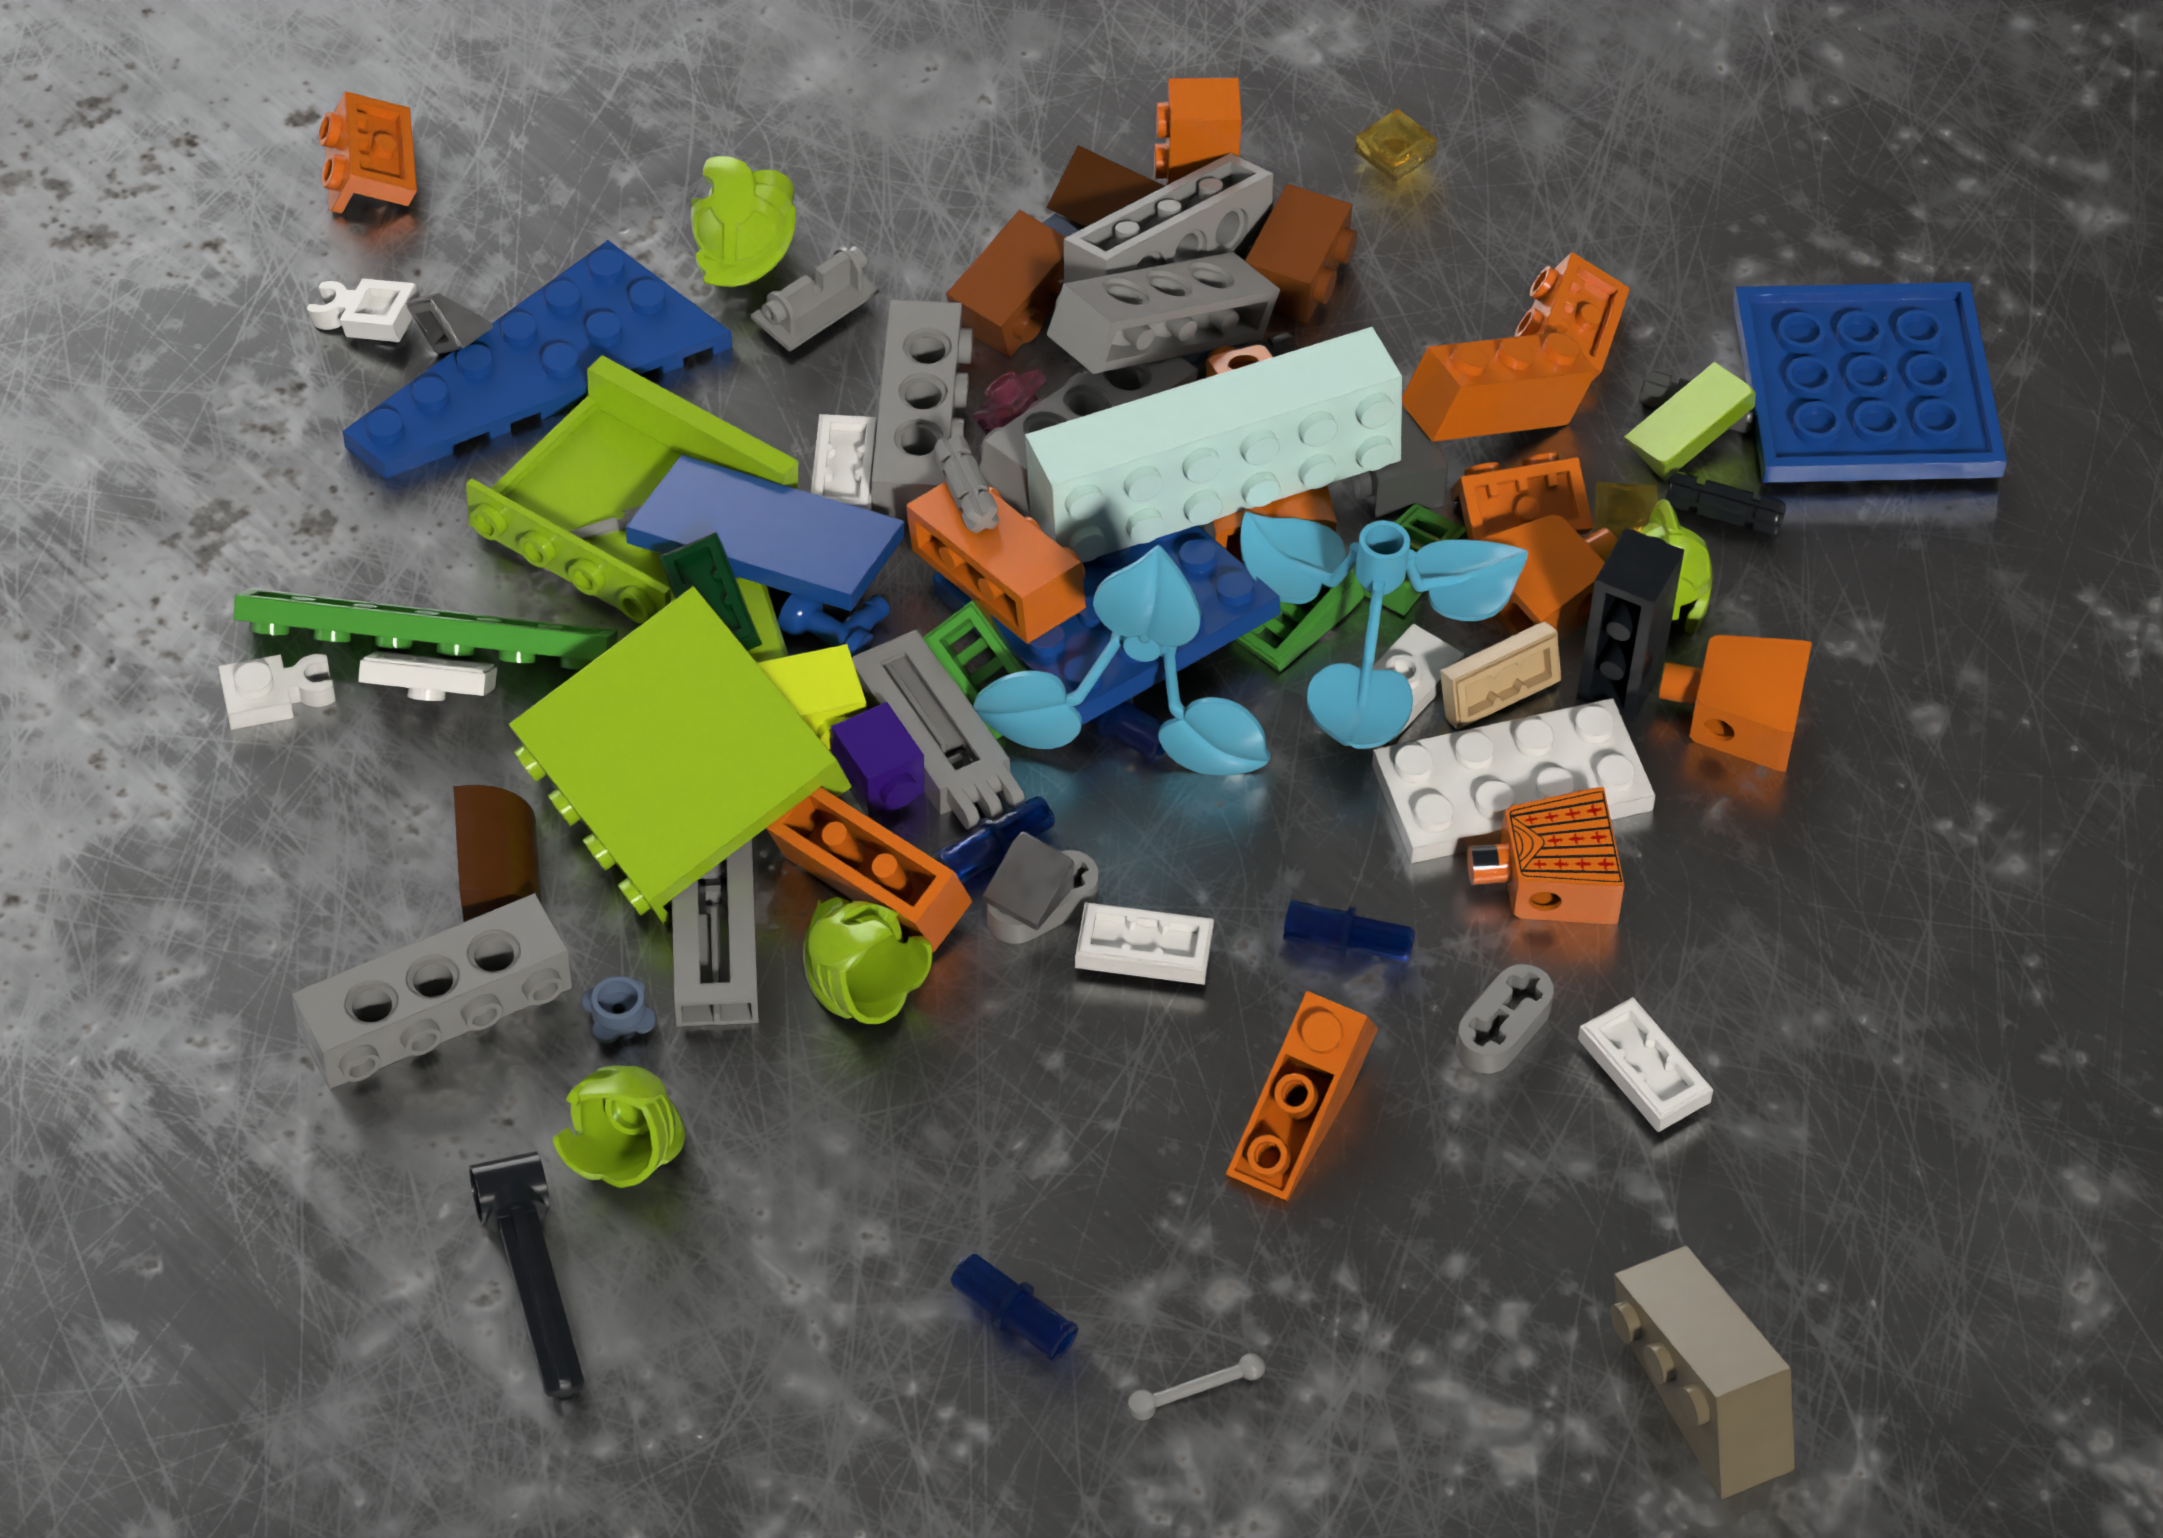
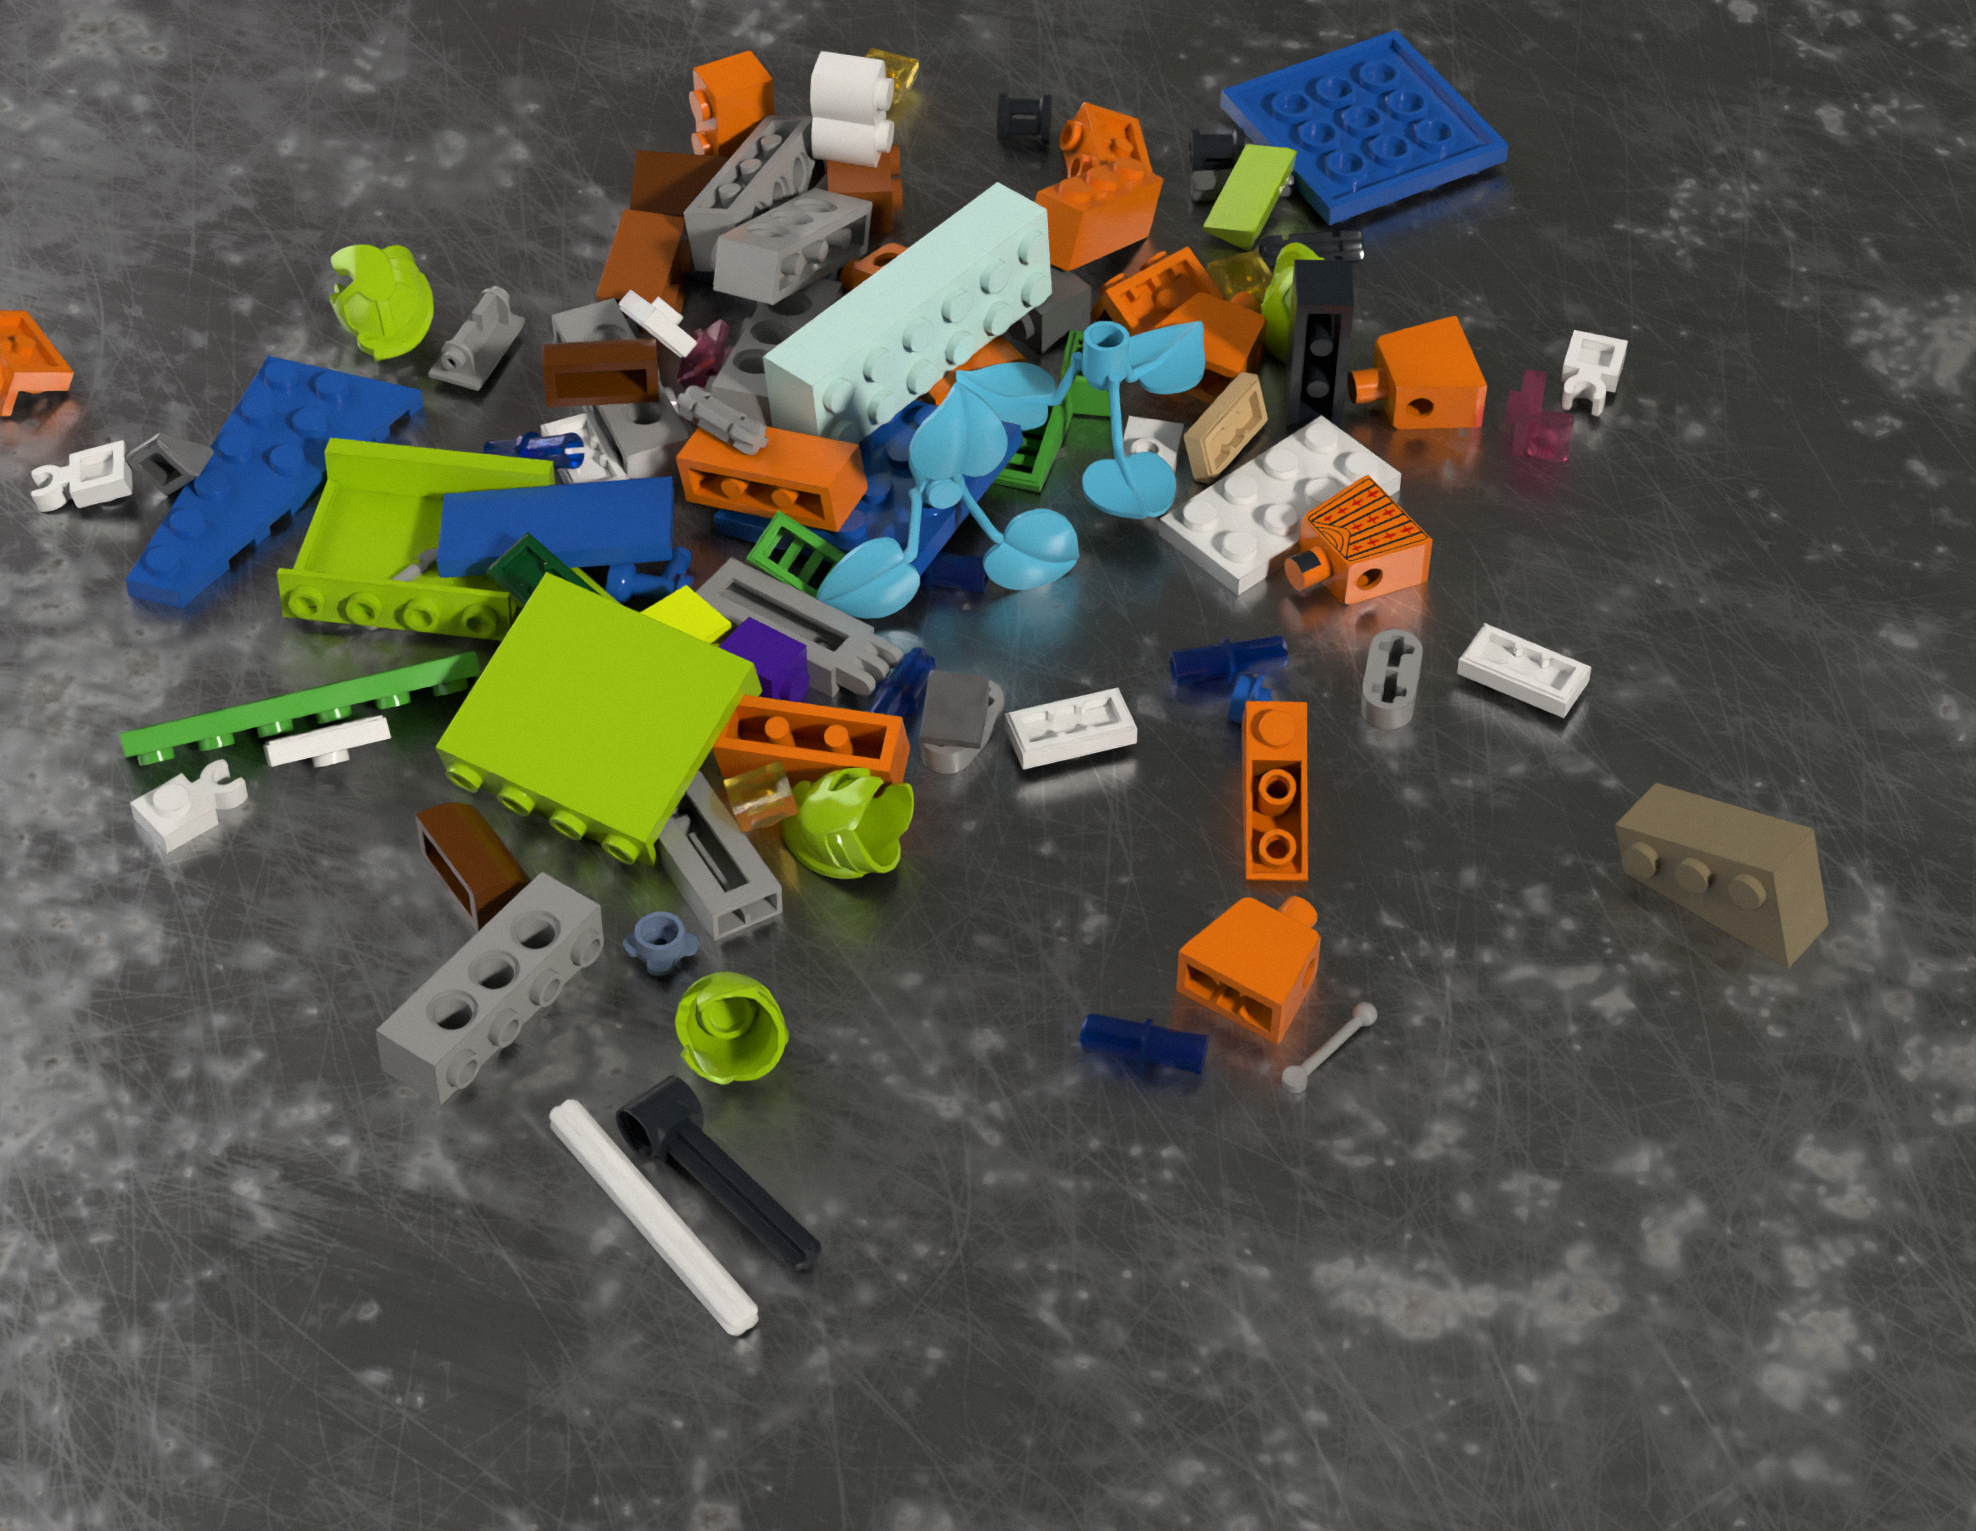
camera: 25 degrees left, 5 degrees down
(450, 1286) = (654, 1218): none -> white axle
(787, 898) = (761, 797): none -> clear yellow plate
(794, 440) = (539, 447): none -> clear blue axle
(891, 382) = (600, 372): none -> reddish brown brick
(978, 350) = (659, 321): none -> white plate
(1169, 1269) = (1253, 964): none -> orange torso
(1298, 181) = (850, 109): none -> white brick
(1342, 982) = (1247, 690): none -> blue plate
(1493, 239) = (1020, 106): none -> black bush
(1686, 353) = (1215, 150): none -> black bush
(1827, 787) = (1537, 431): none -> clear pink bracket
(1936, 749) = (1592, 368): none -> white plate

